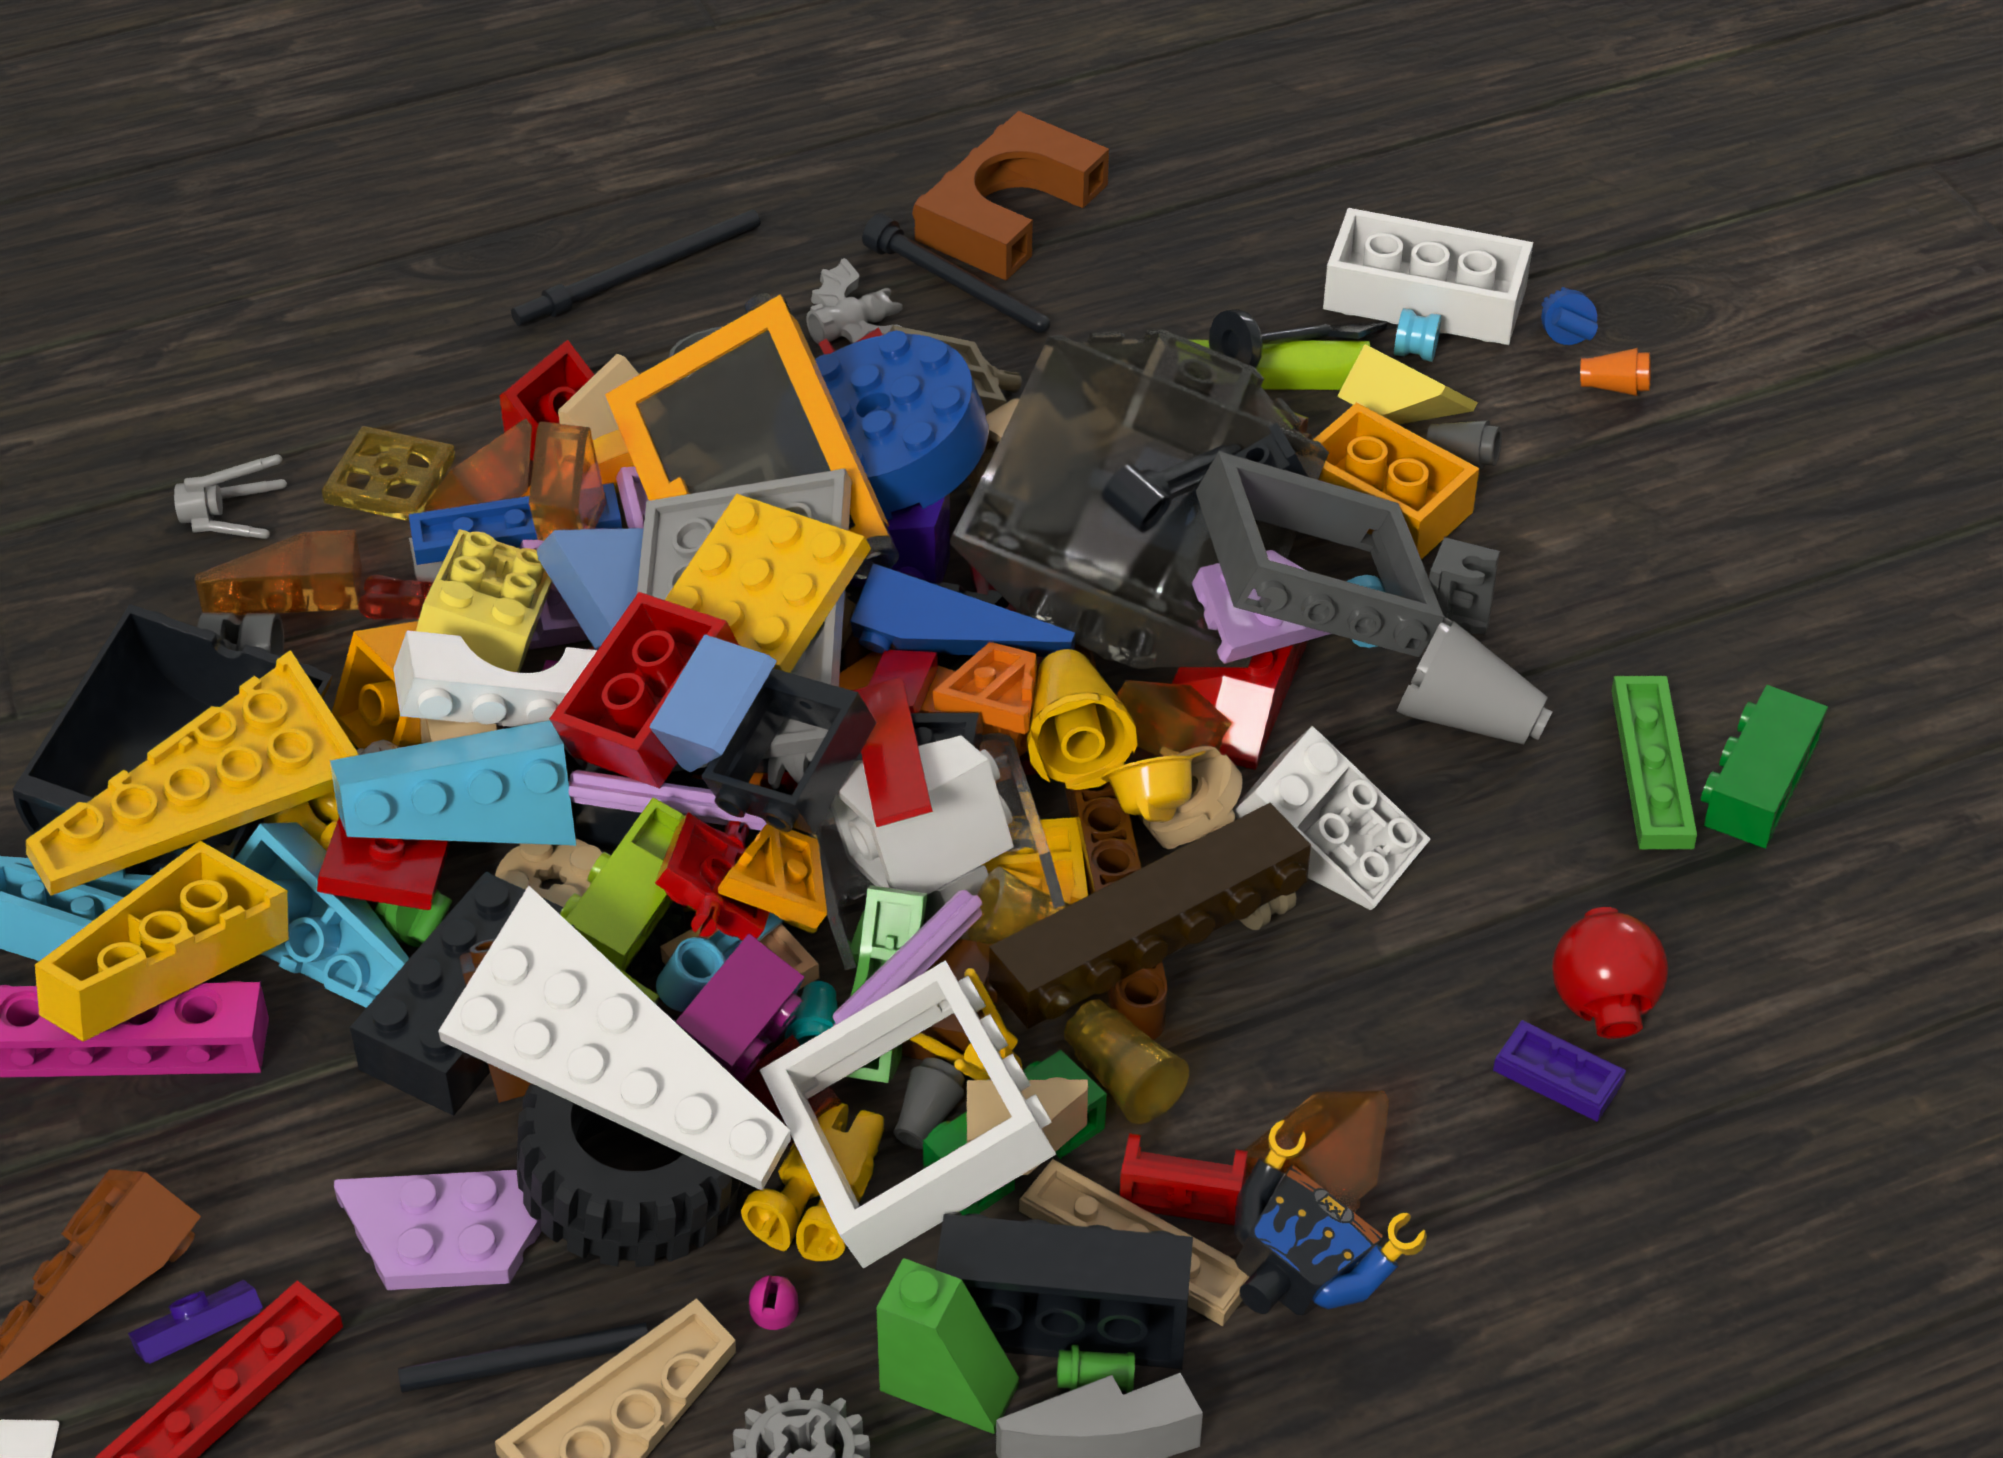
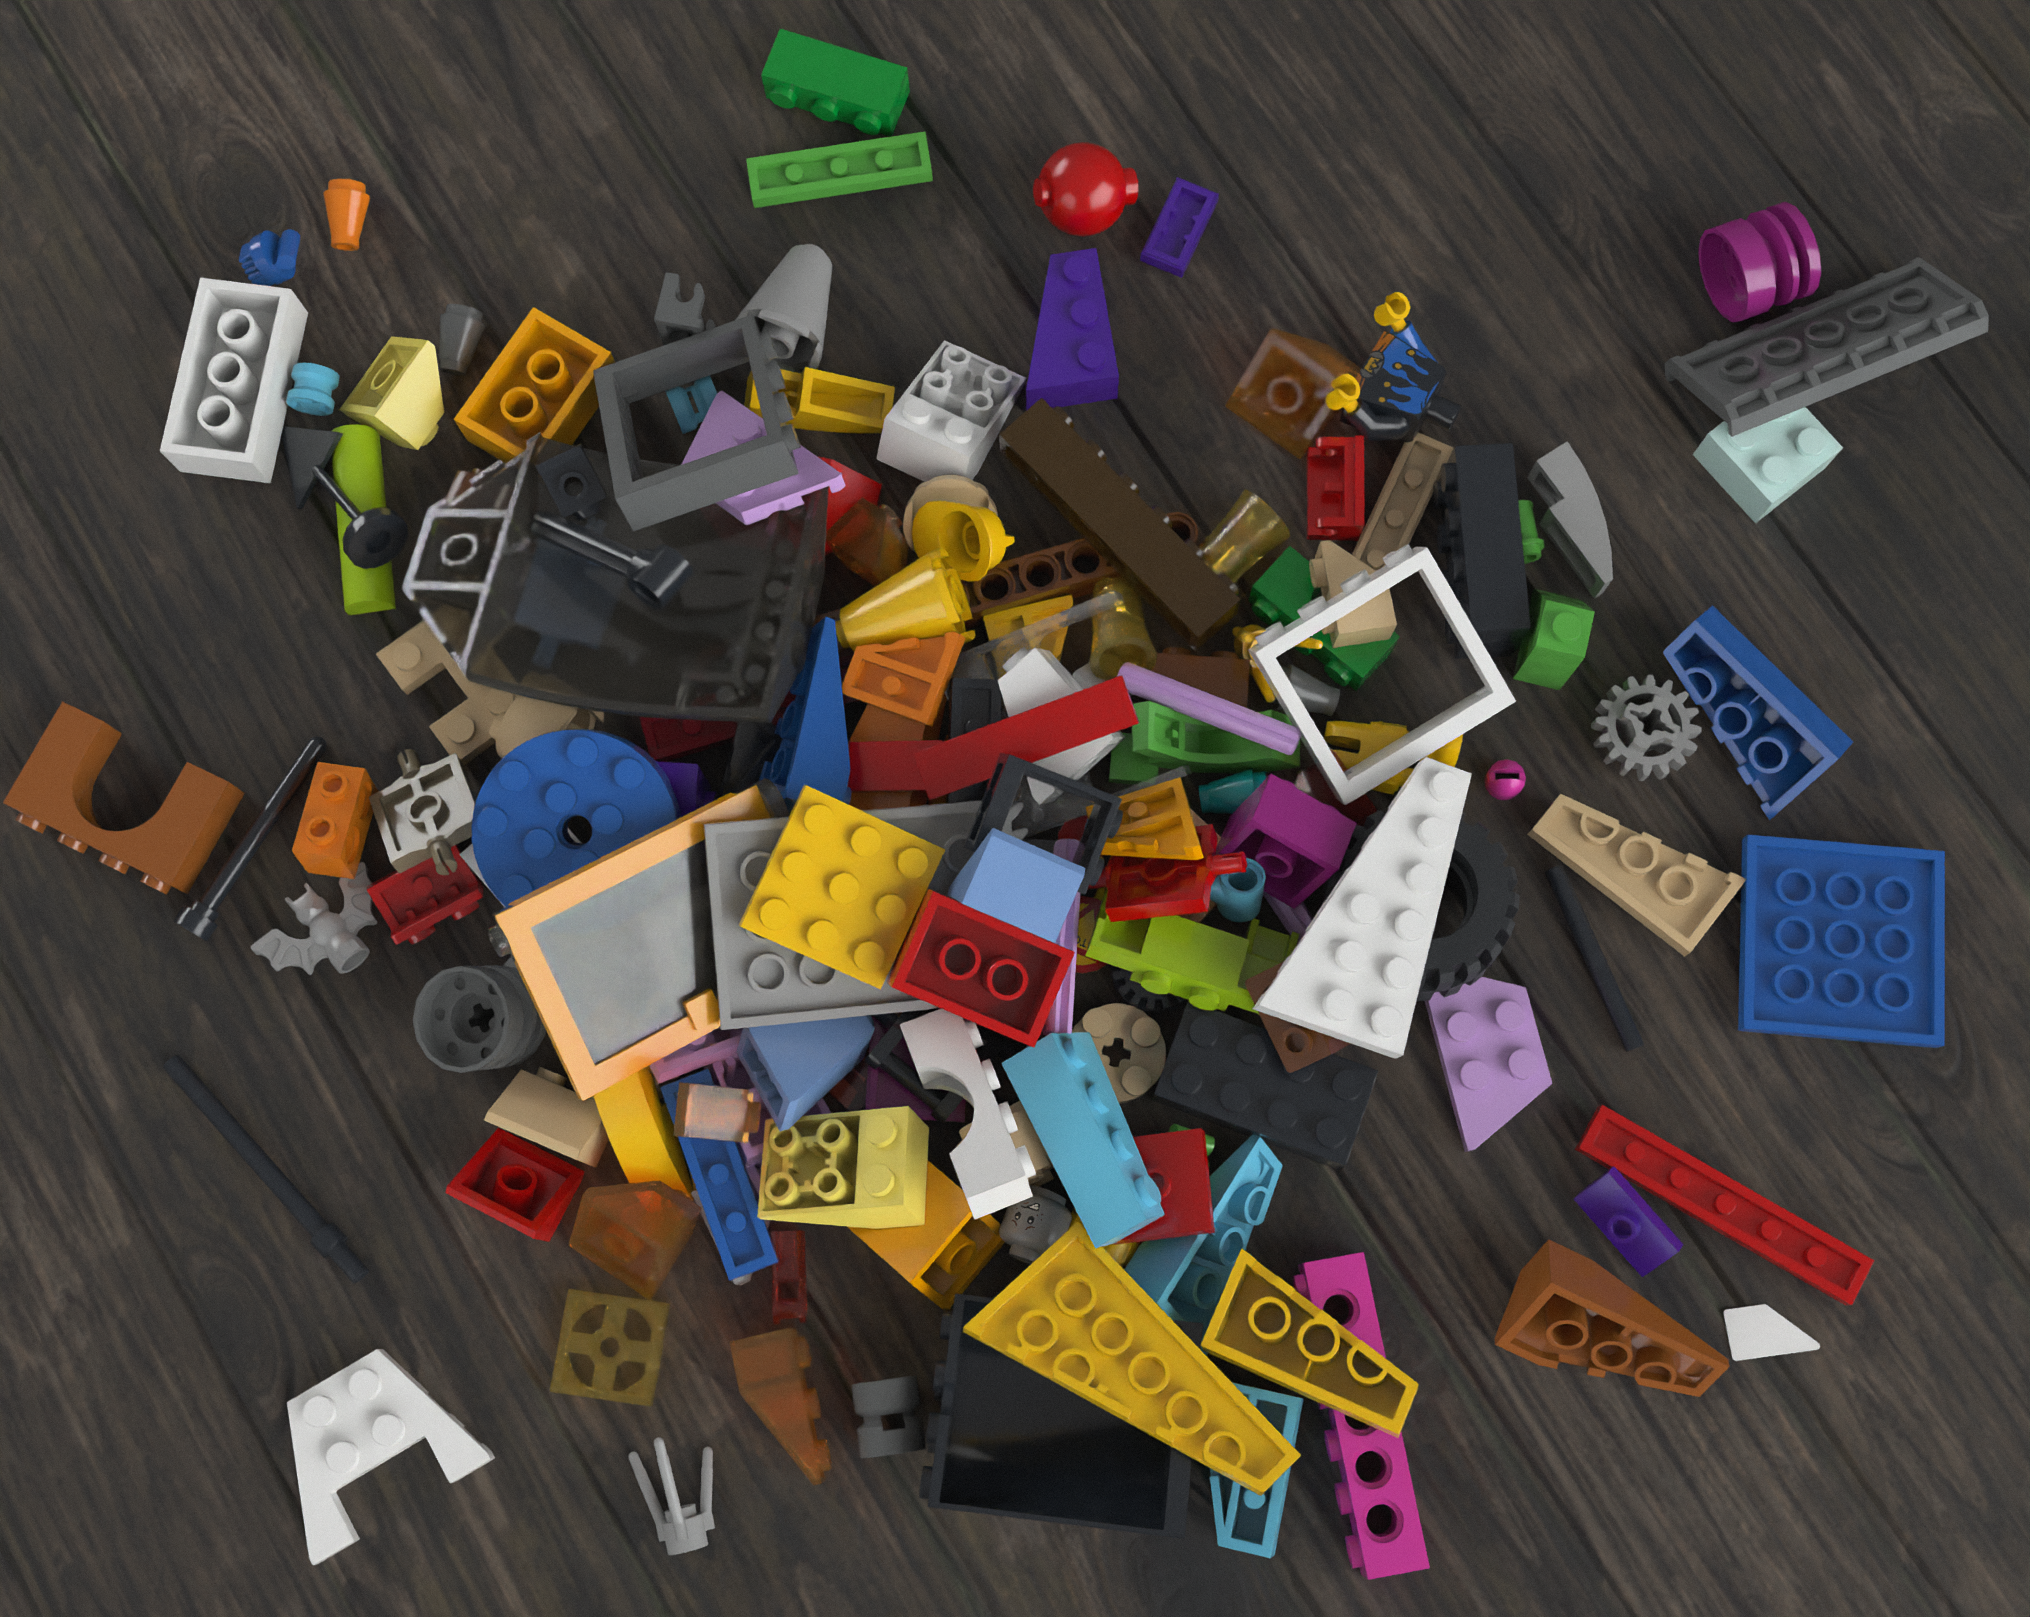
camera: 95 degrees left, 30 degrees up
(381, 307) = (358, 1424): none -> white wing
(955, 309) = (335, 820): none -> orange brick
(1363, 703) = (830, 401): none -> yellow slope
(1419, 938) = (1073, 338): none -> dark purple wedge

